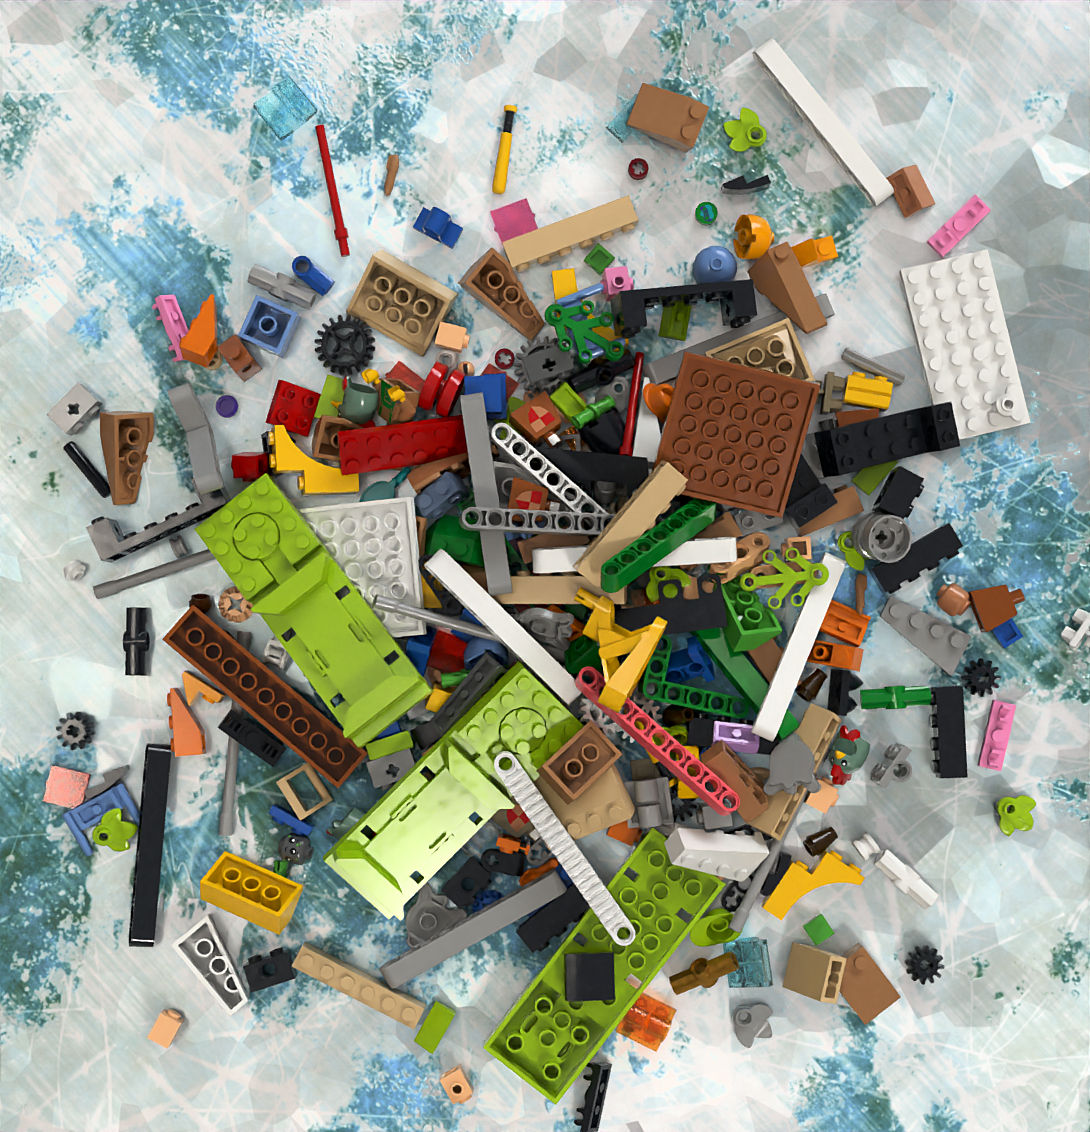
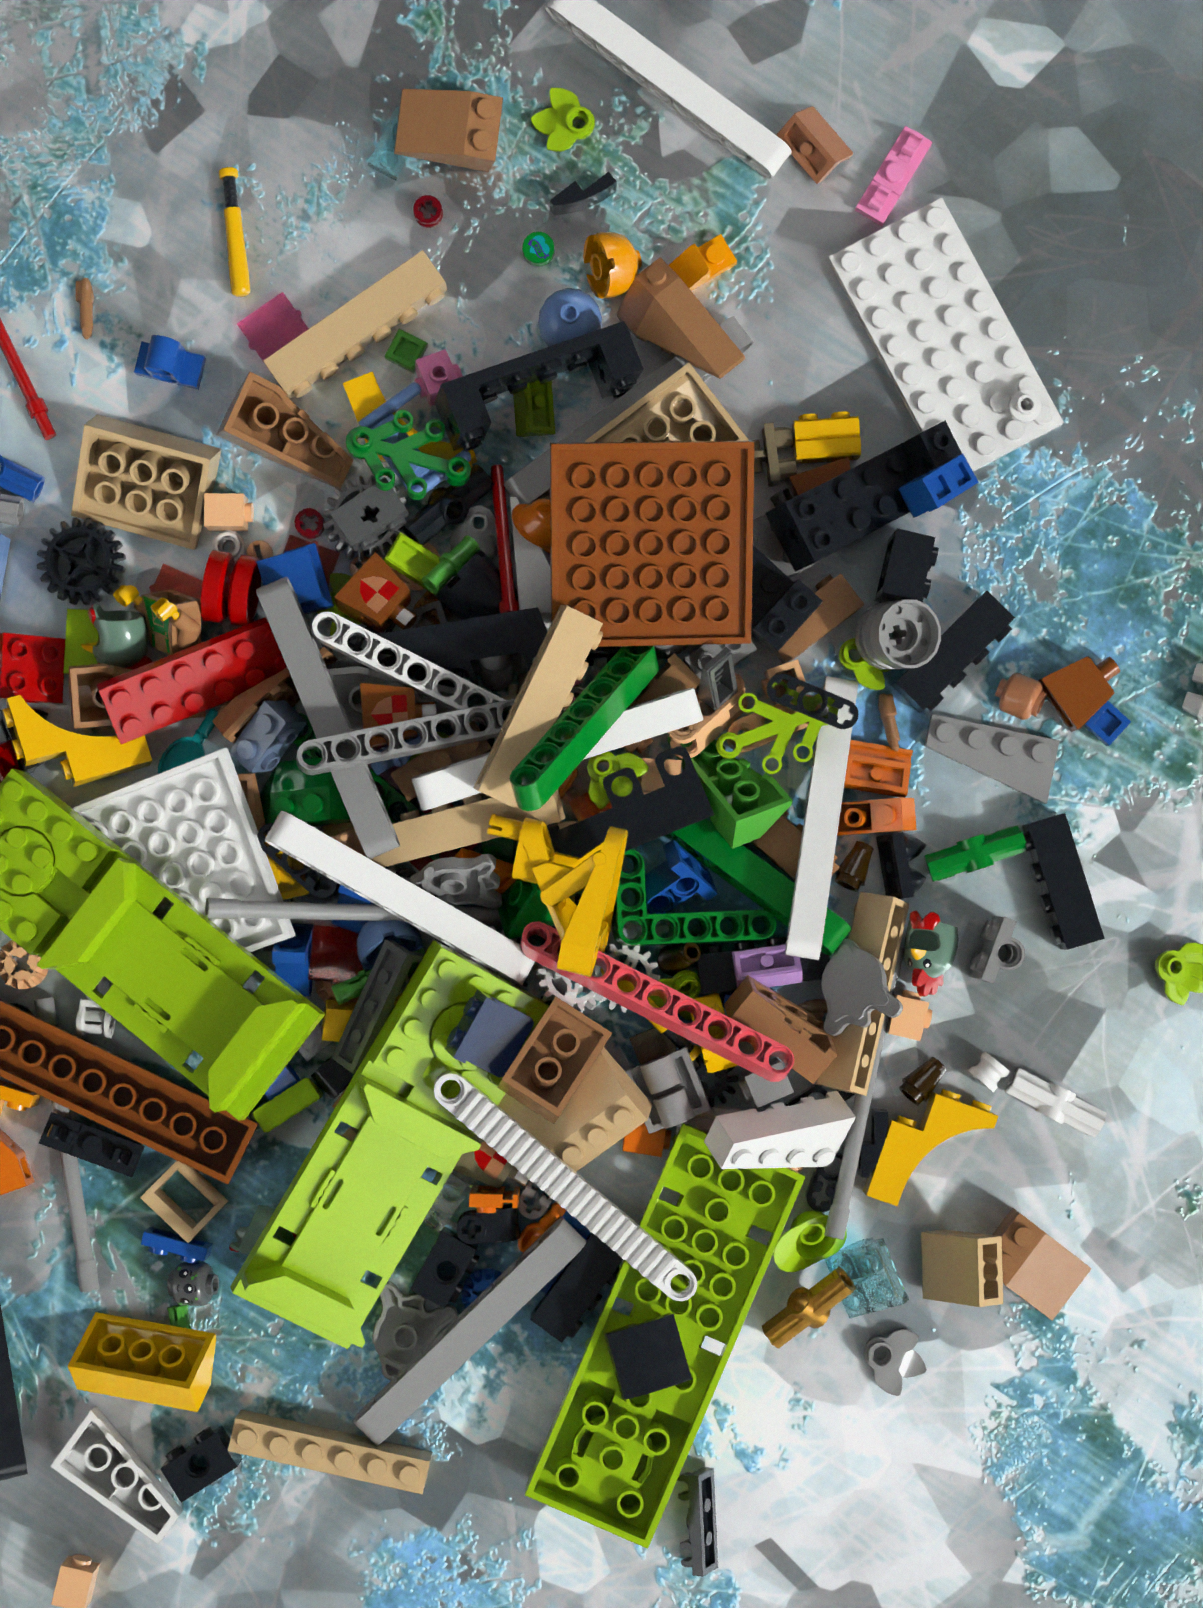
camera: 15 degrees left, 0 degrees up
(379, 768) = (281, 1140): light grey brick -> none
(434, 1027) = (452, 1481): lime slope -> none
(457, 1085) = (504, 1555): light nougat brick -> none
(540, 733) = (489, 1034): none -> dark blue bracket
(647, 1022) = (747, 1396): clear orange plate -> none
(753, 537) = (718, 680): none -> dark grey slope
(818, 929) = (952, 1204): bright green tile -> none
(822, 583) = (838, 703): none -> black beam
(870, 477) = (863, 553): lime tile -> none
(873, 366) = (825, 401): light grey axle -> none
(920, 973) = (1125, 1214): black gear -> none
(934, 445) = (938, 486): none -> blue tile
(980, 668) = (1077, 802): black gear -> none
(996, 735) = (1130, 869): bright pink plate -> none

